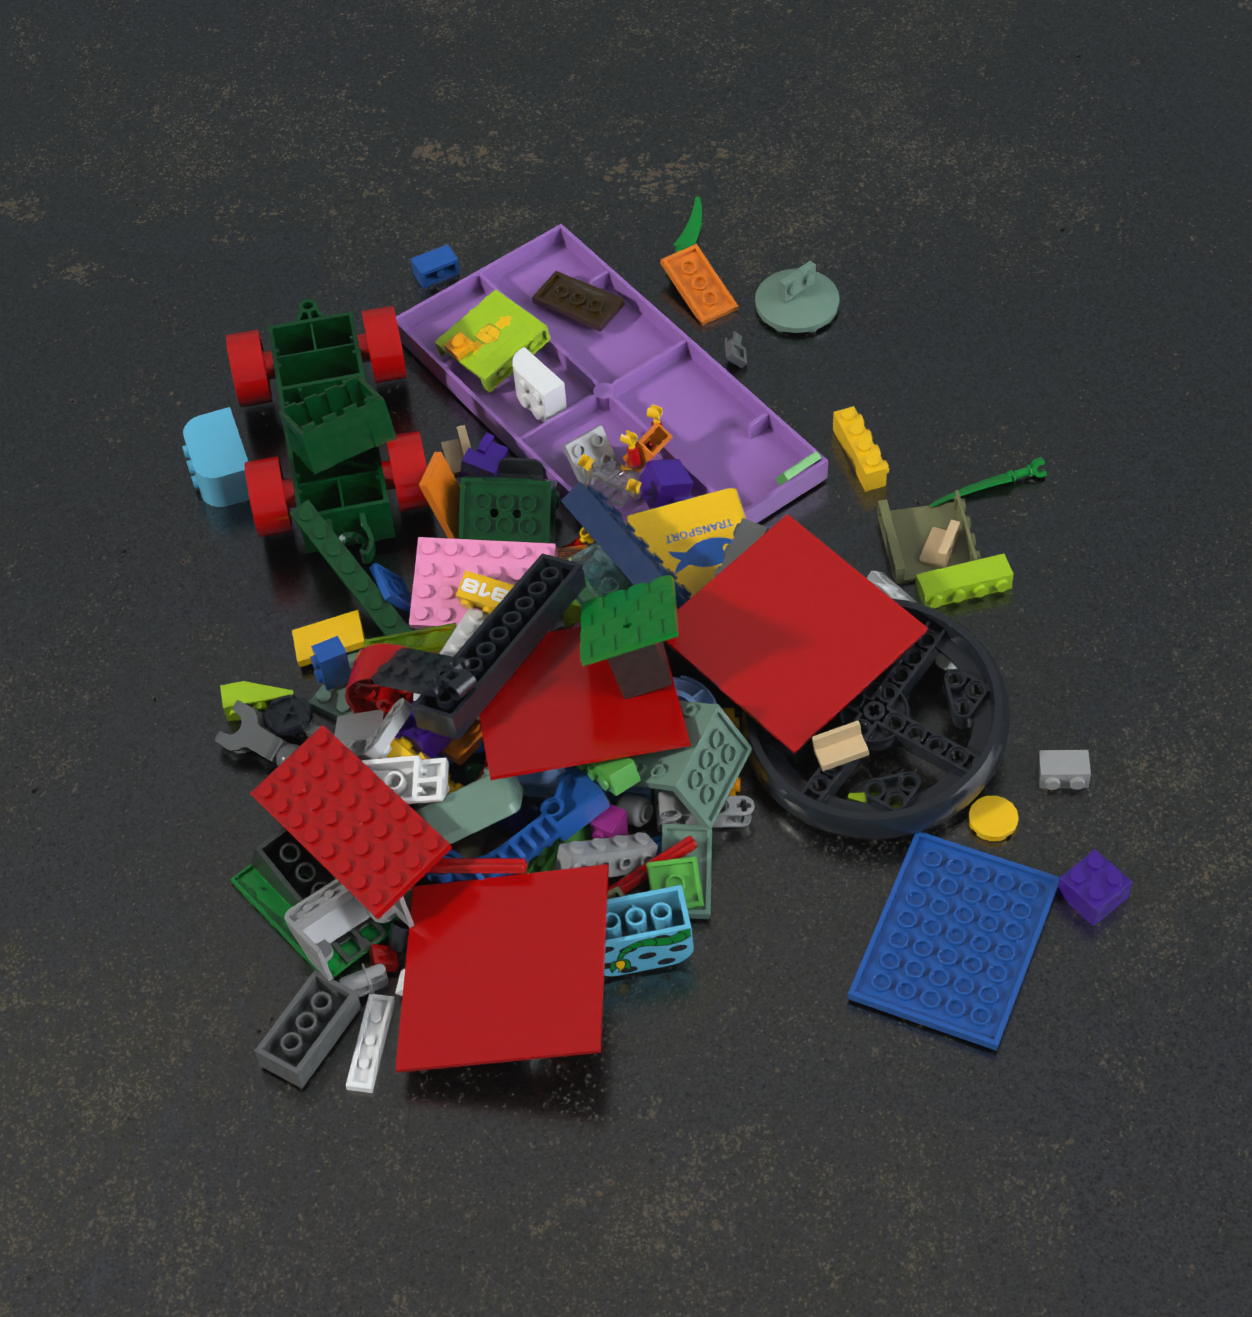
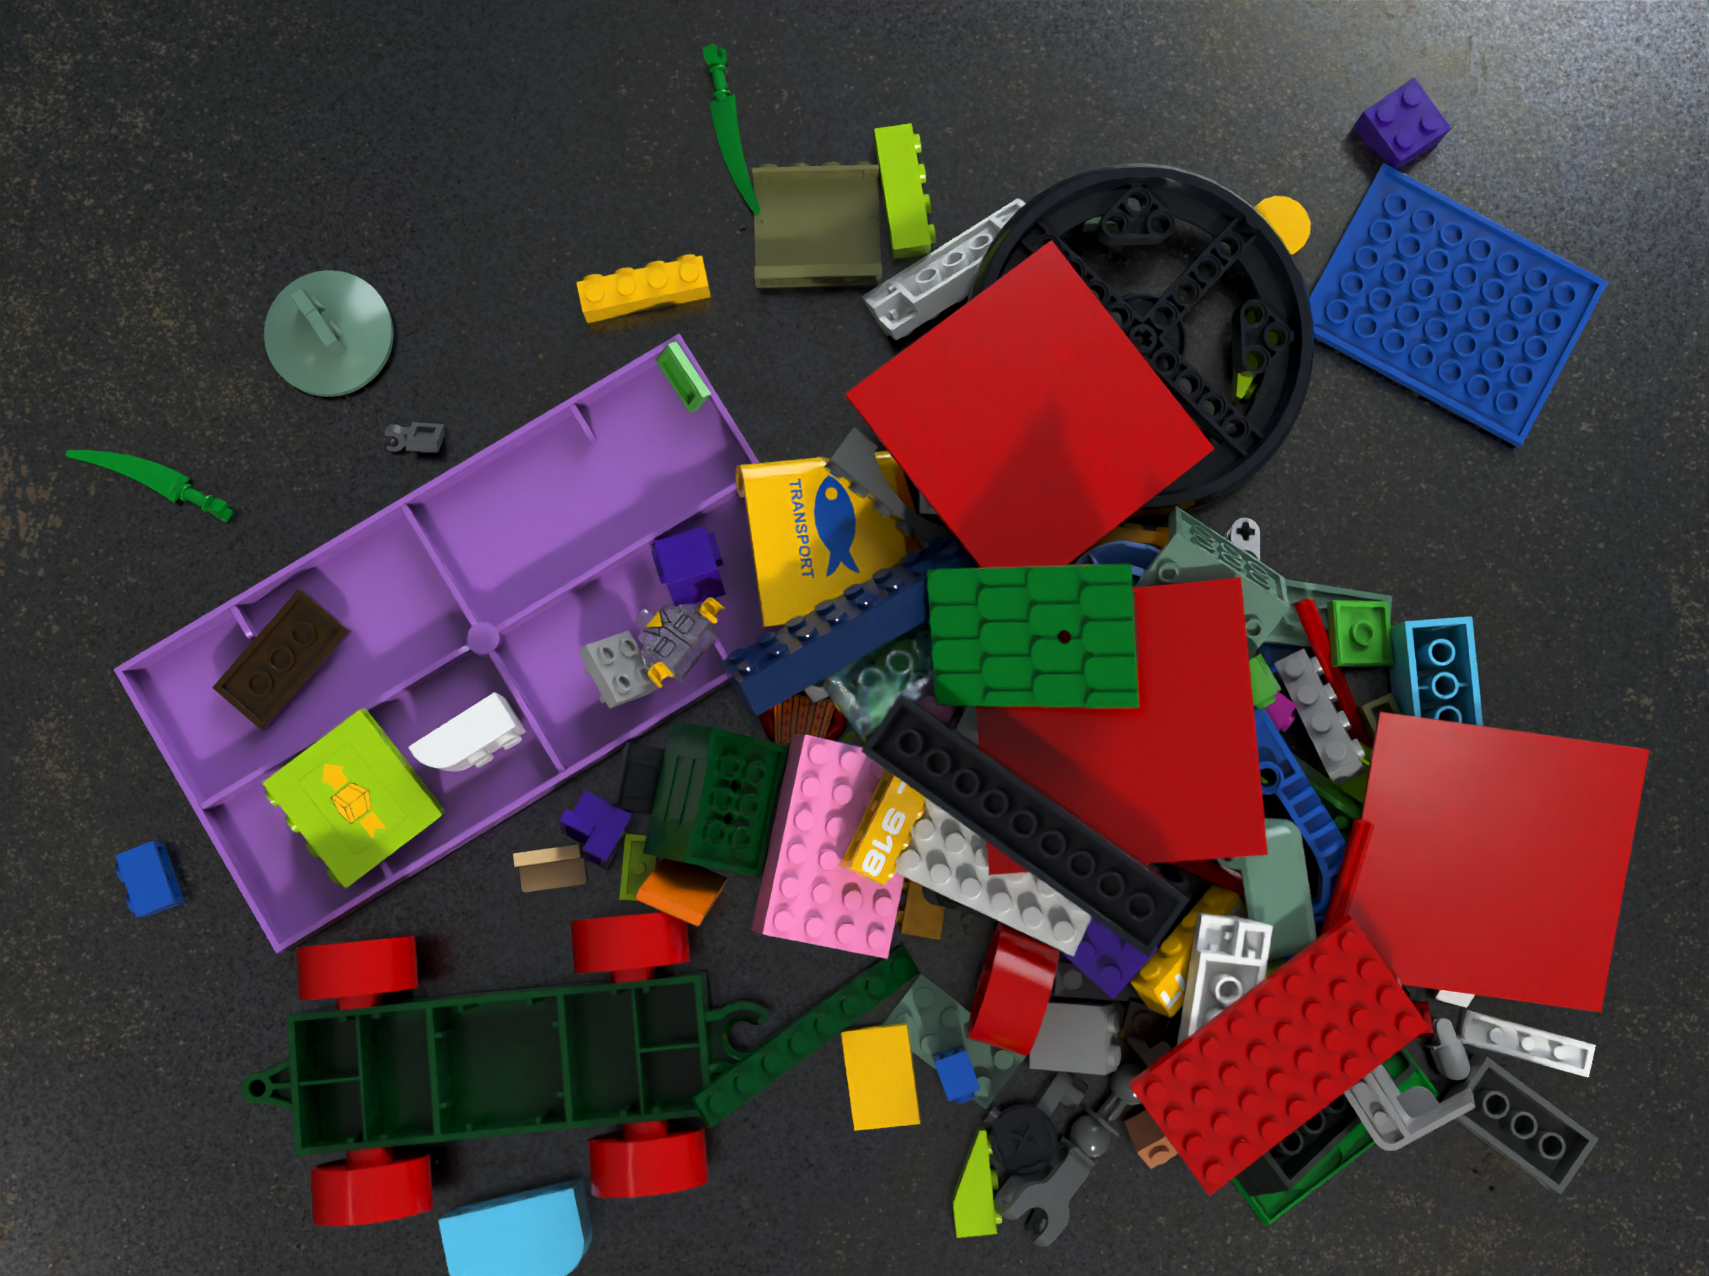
camera: 90 degrees left, 30 degrees up
(337, 424) = (550, 1054): dark green container -> none
(376, 746) = (1161, 1012): light grey beam -> none
(392, 587) = (814, 978): blue tile -> none
(422, 639) = (920, 956): clear neon green tile -> none
(426, 674) = (1085, 935): black hinge -> none
(459, 346) = (369, 849): light orange plate -> none
(649, 444) = (625, 582): torso -> none
(699, 284) = (272, 473): orange tile -> none
(840, 746) = (1209, 389): tan panel -> none
(940, 545) = (835, 211): tan panel -> none
(1063, 769) = (1223, 126): light grey brick -> none

